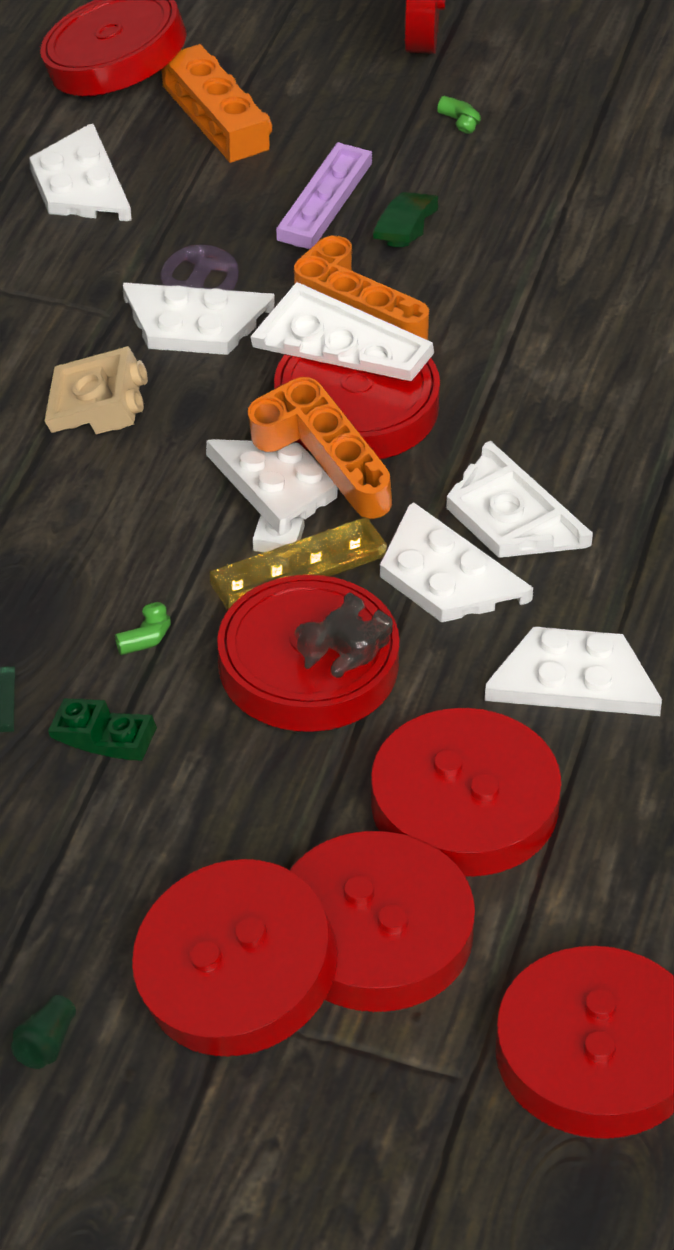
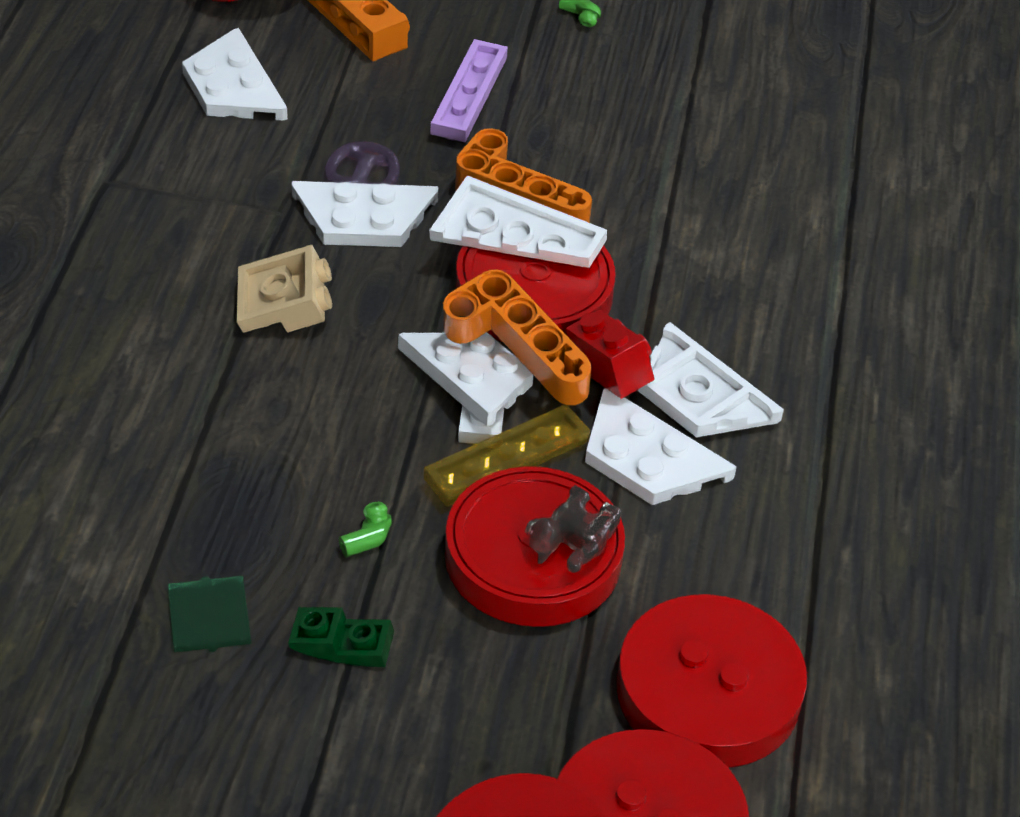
camera: 10 degrees left, 0 degrees up
(405, 218) = (548, 109): dark green slope -> none
(420, 467) = (615, 353): none -> red brick
(576, 673) = (792, 550): white wing -> none

